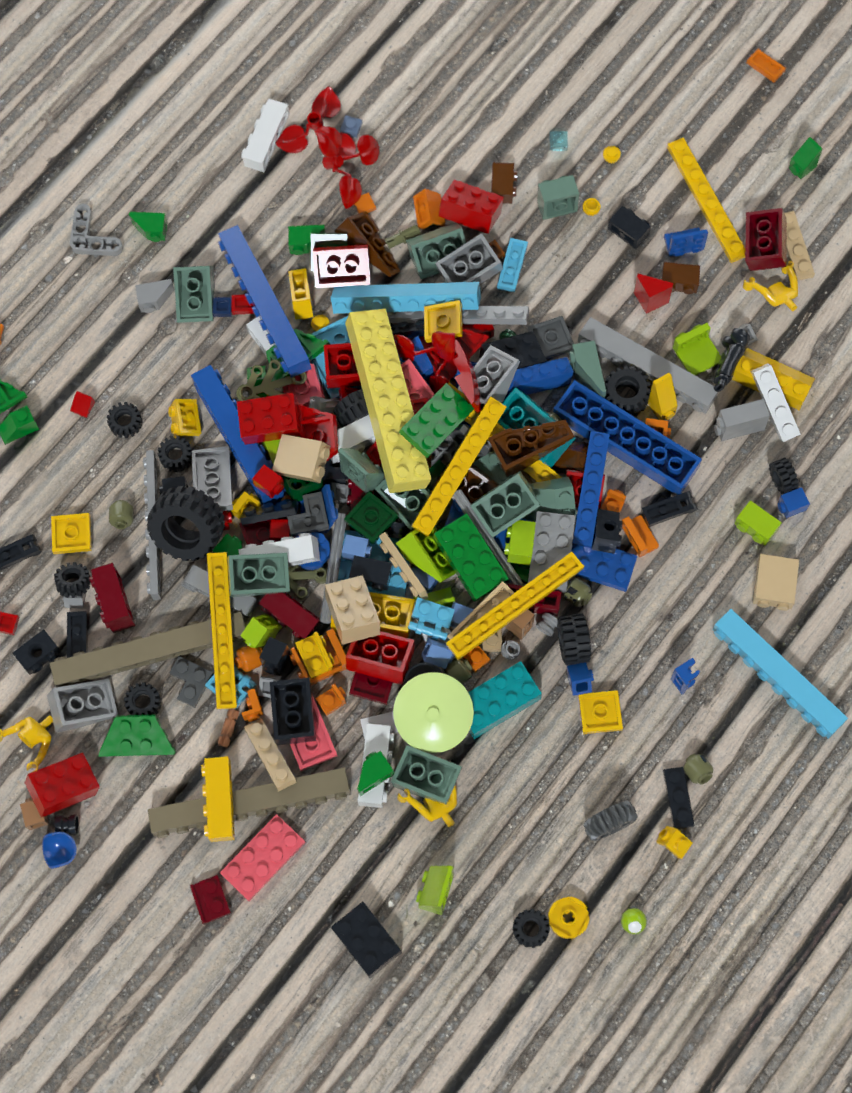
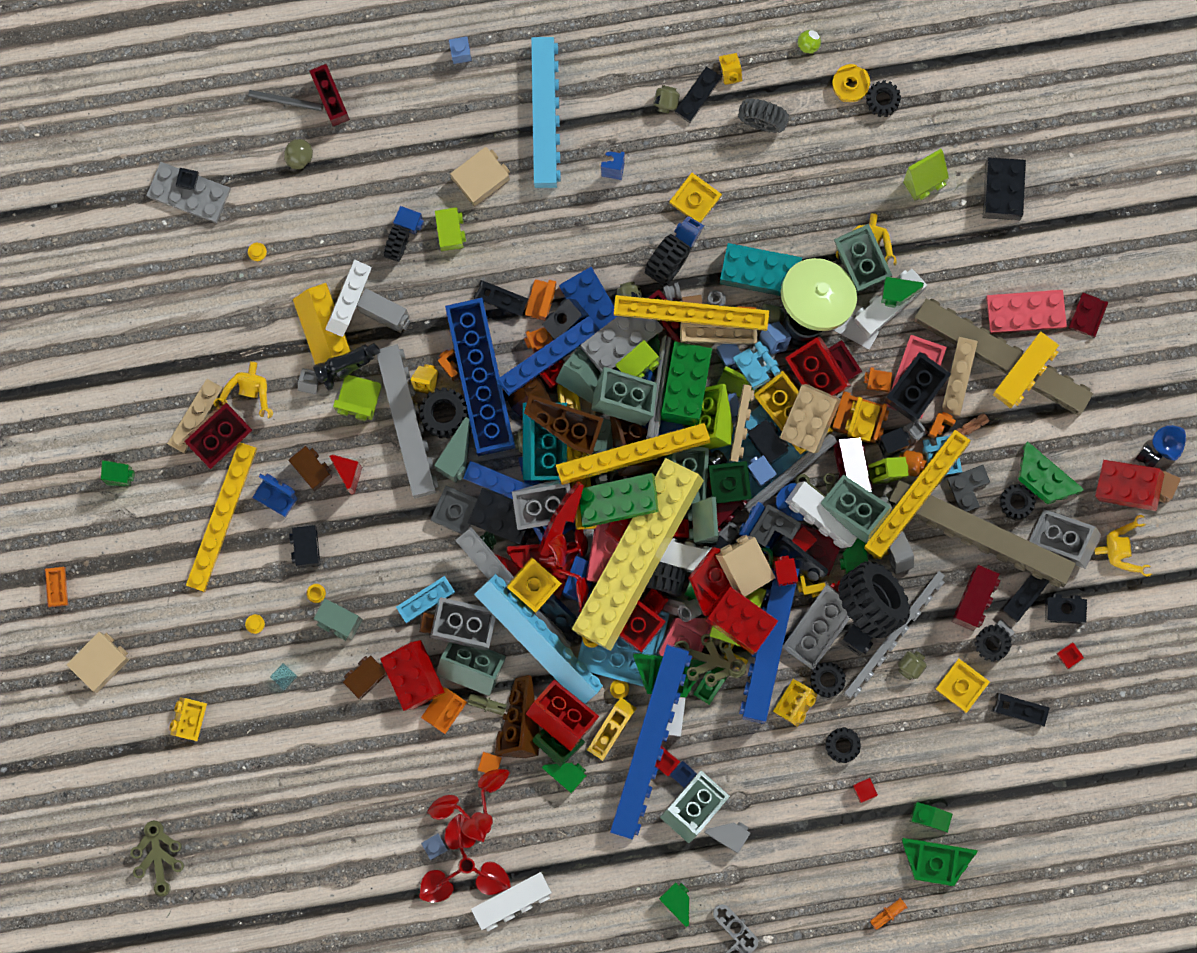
camera: 135 degrees left, 10 degrees up
(592, 62) = (187, 719): none -> yellow bracket
(688, 45) = (98, 661): none -> tan brick

